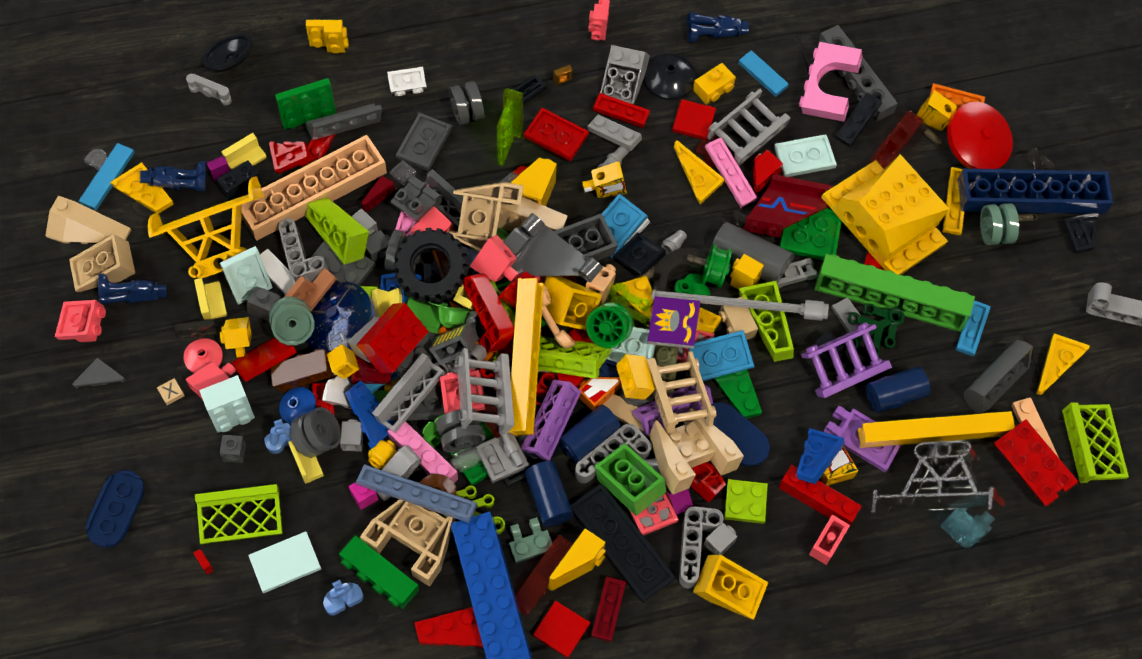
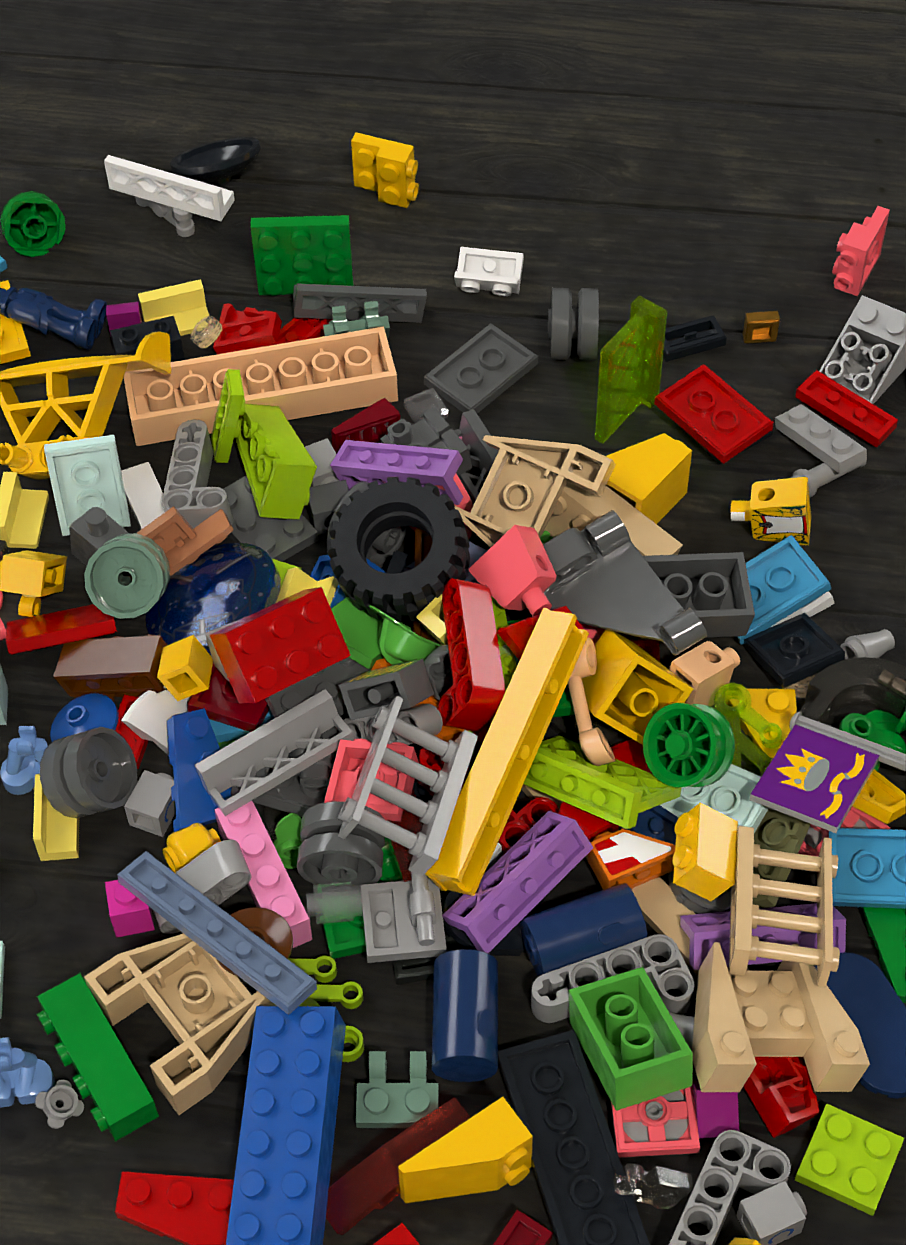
camera: 25 degrees right, 10 degrees down
(140, 123) = (32, 223): none -> green cylinder
(212, 81) = (168, 188): none -> white fence
(266, 162) = (206, 332): none -> clear tile
(304, 212) = (226, 422): none -> lime plate
(355, 133) = (369, 320): none -> sand green plate
(374, 597) = (60, 1092): none -> light grey plate
(409, 218) = (379, 460): none -> medium lavender fence
(667, 544) = (658, 1187): none -> clear smoke plate

